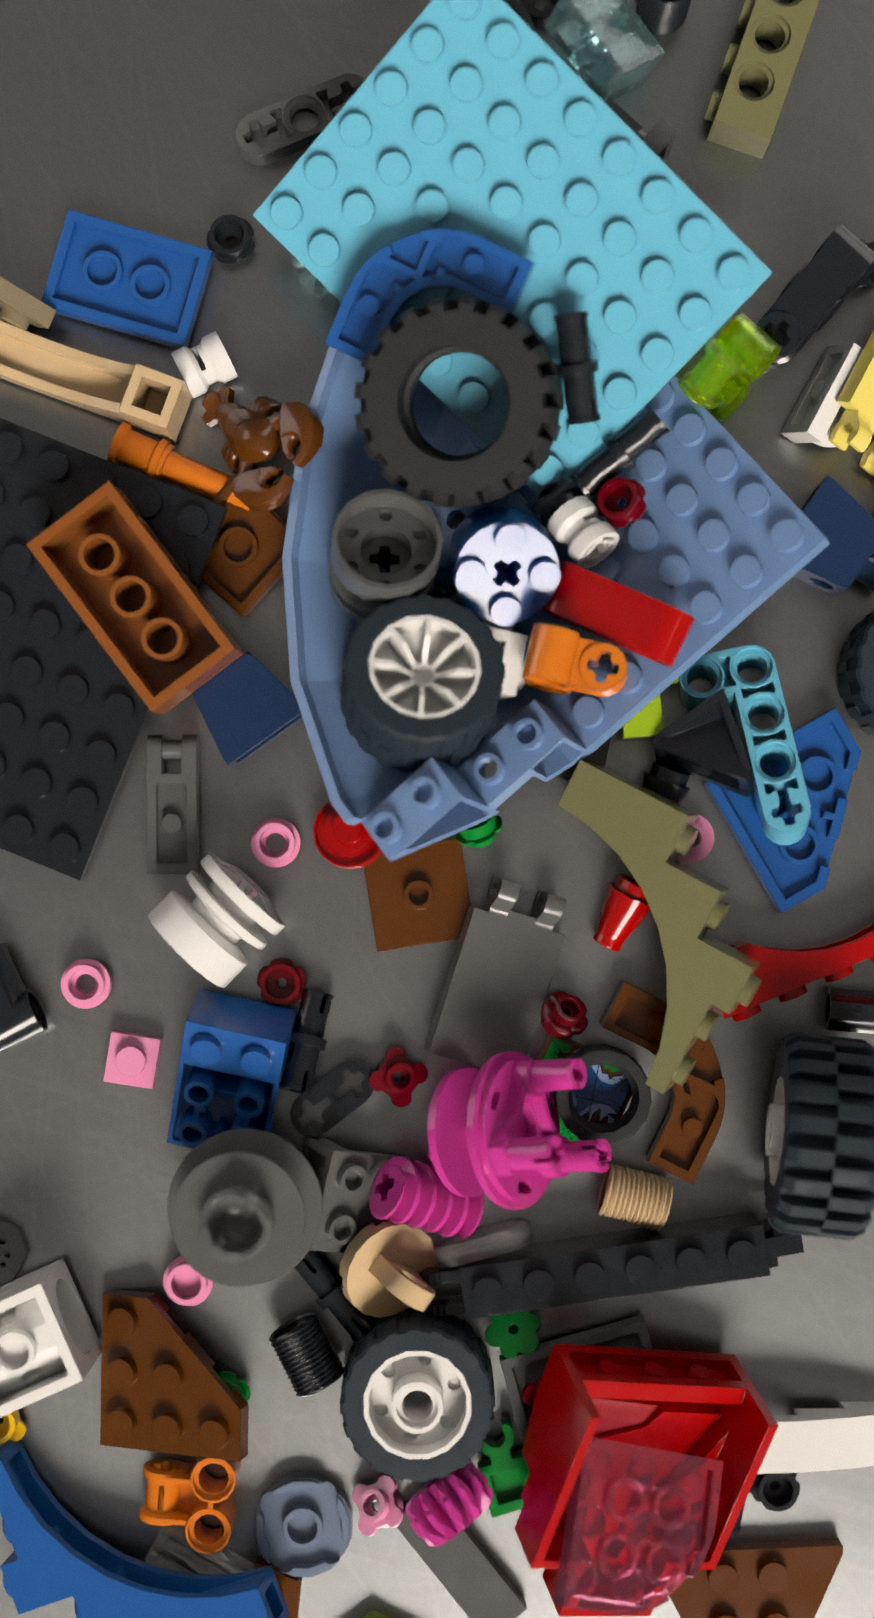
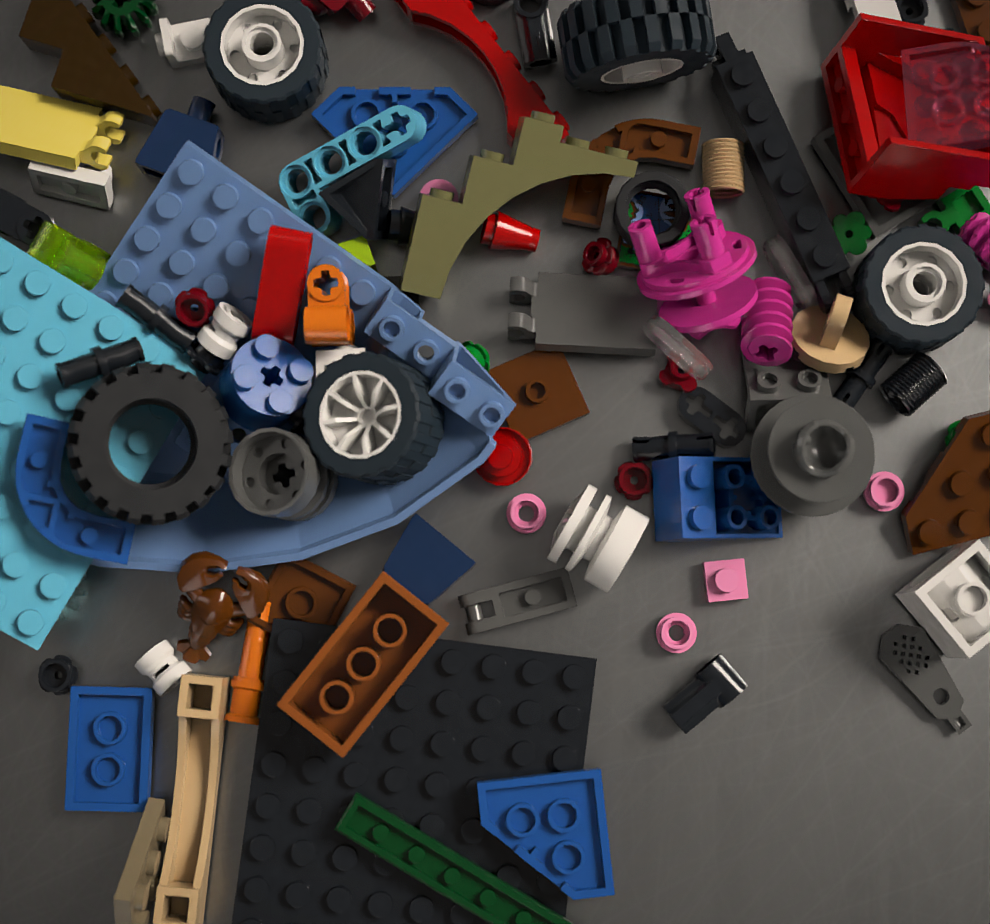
camera: 105 degrees left, 5 degrees down
(421, 1079) = (677, 347): none -> clear tile

